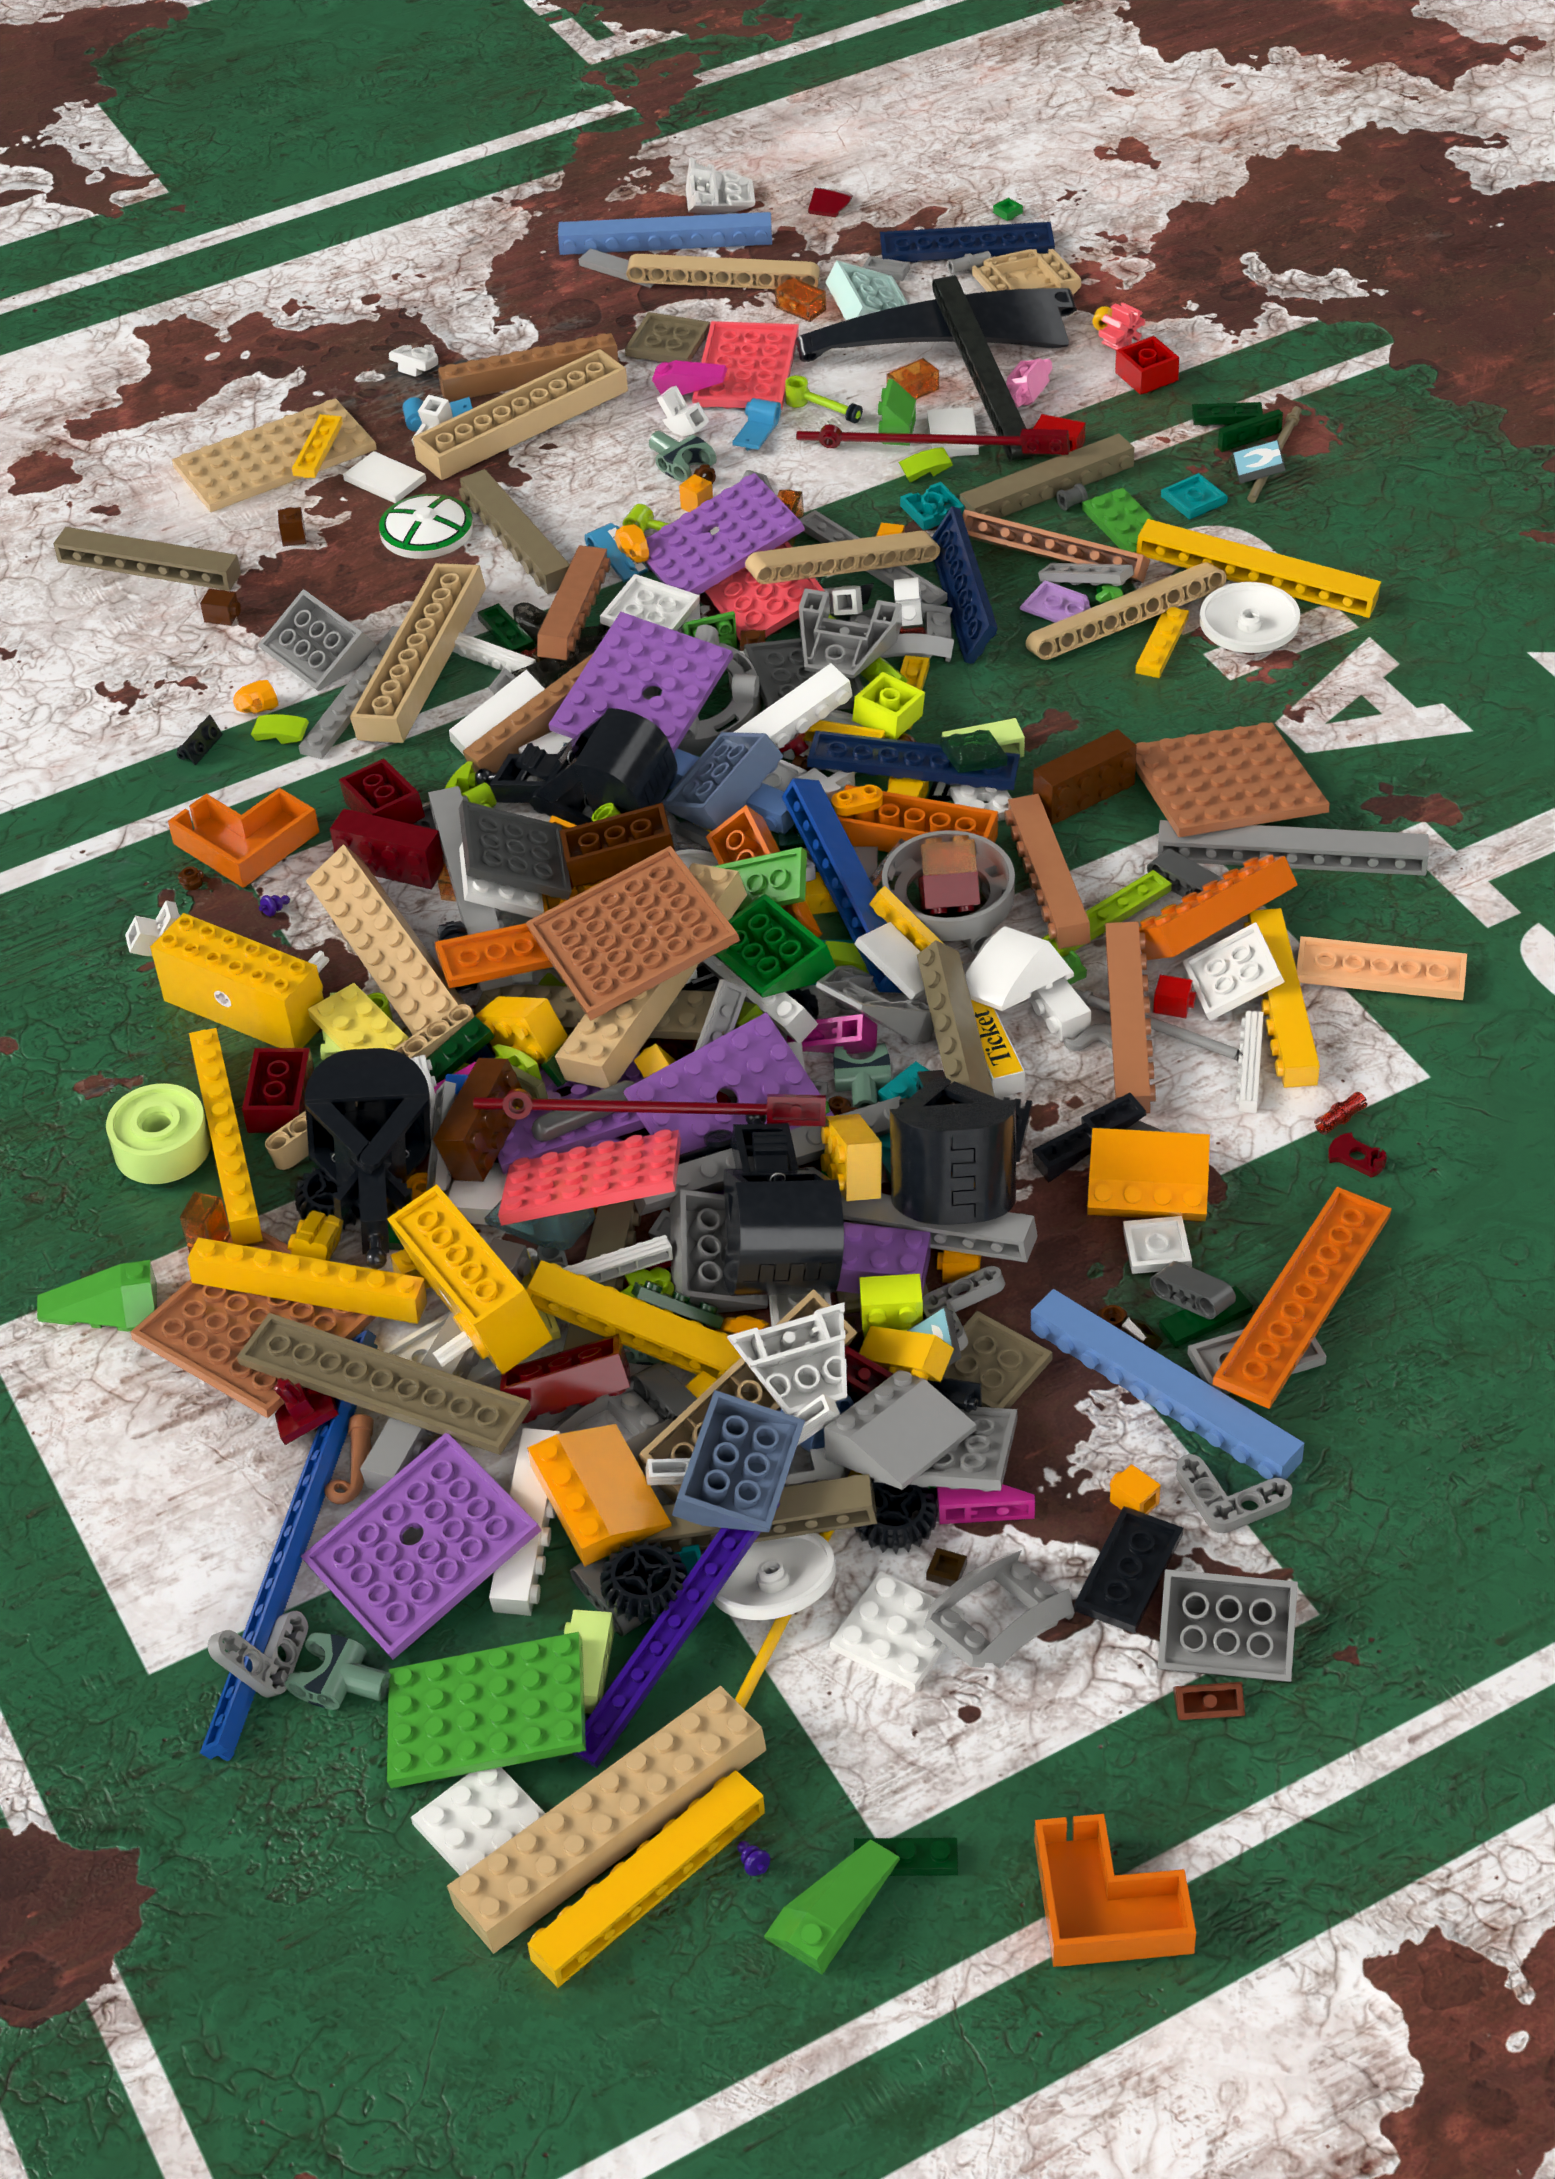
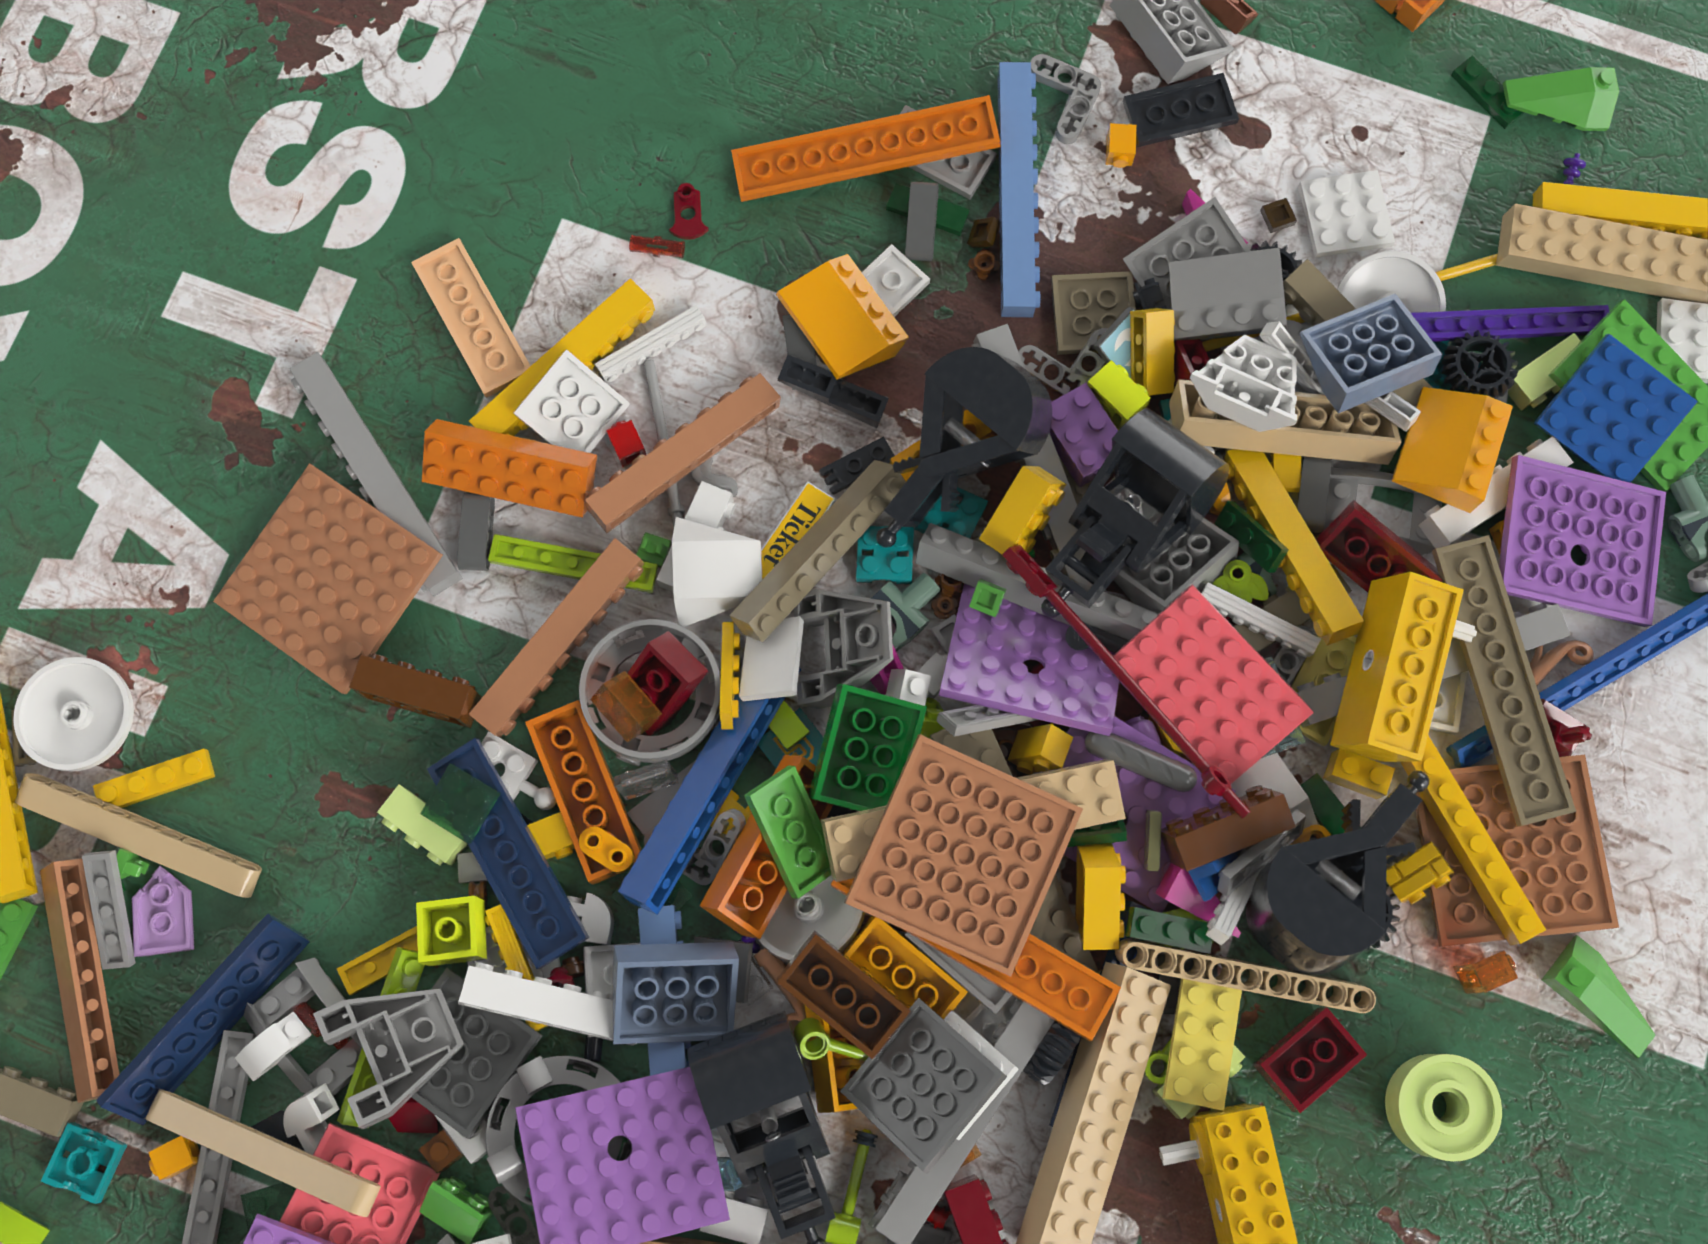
camera: 135 degrees left, 30 degrees up
(225, 1138) = (1390, 1055): yellow brick -> none
(494, 1650) = (1615, 411): none -> blue plate
(518, 1059) = (1135, 884): lime slope -> none
(1044, 1612) = (1249, 158): light grey wedge -> none

